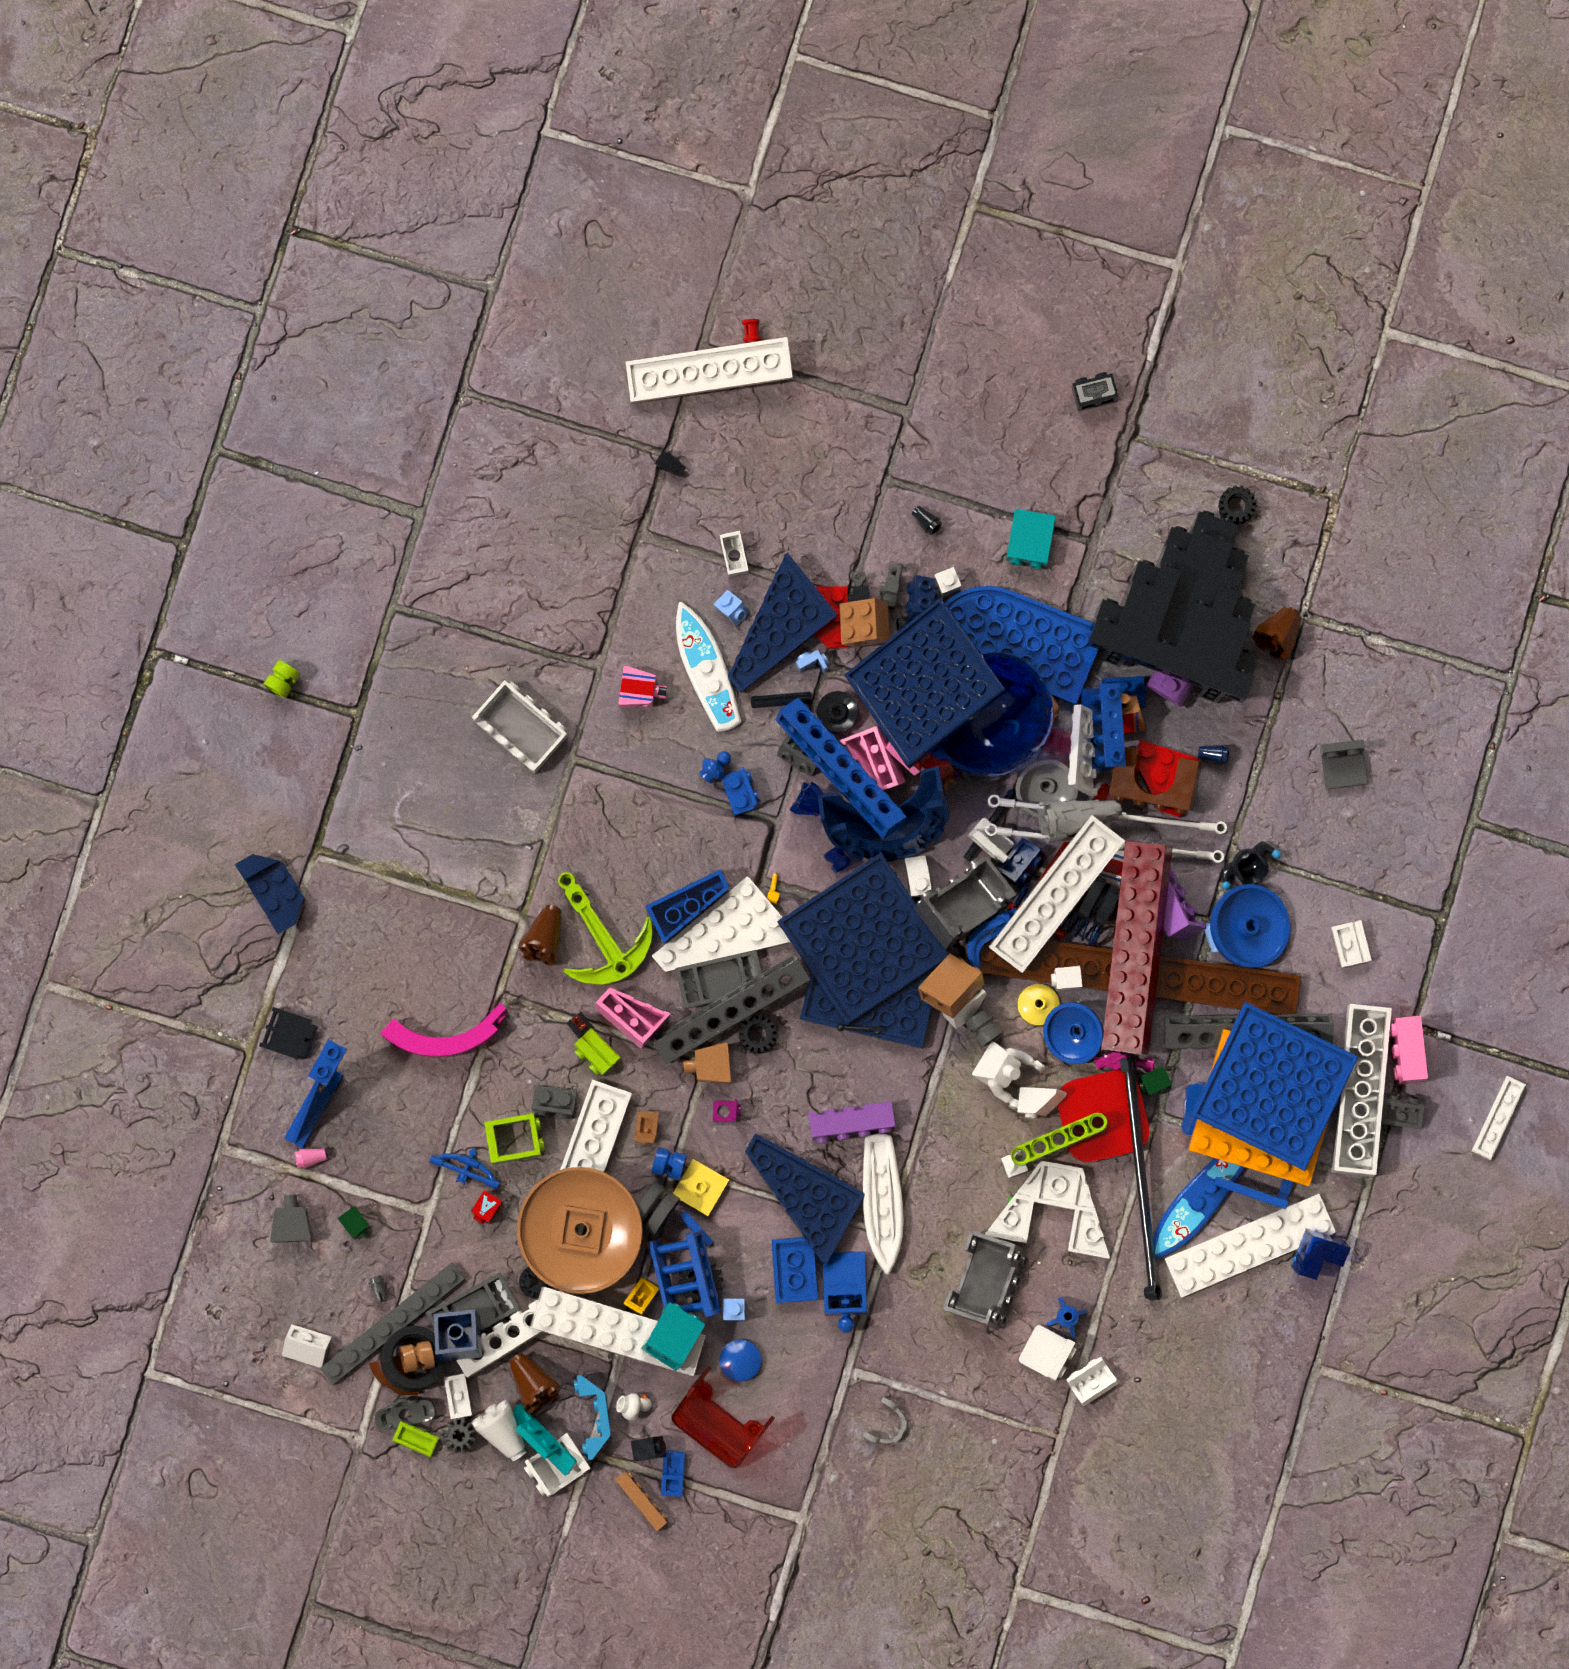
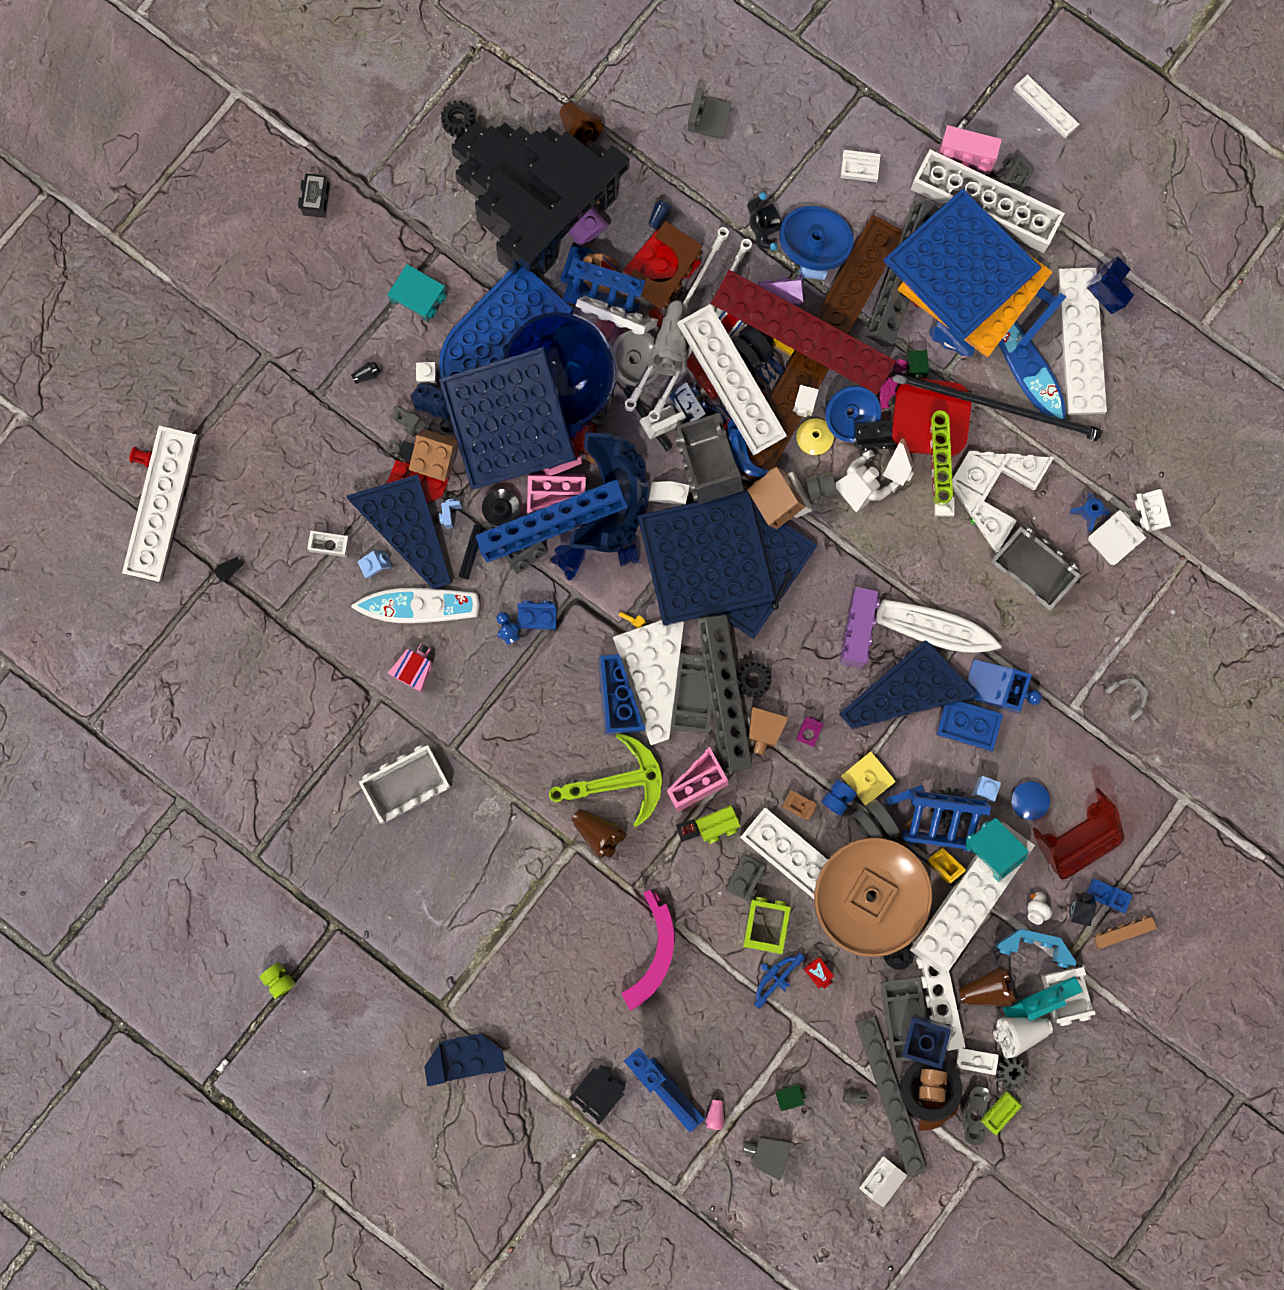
camera: 70 degrees left, 0 degrees up
(1060, 1063) = (873, 434): none -> black bracket

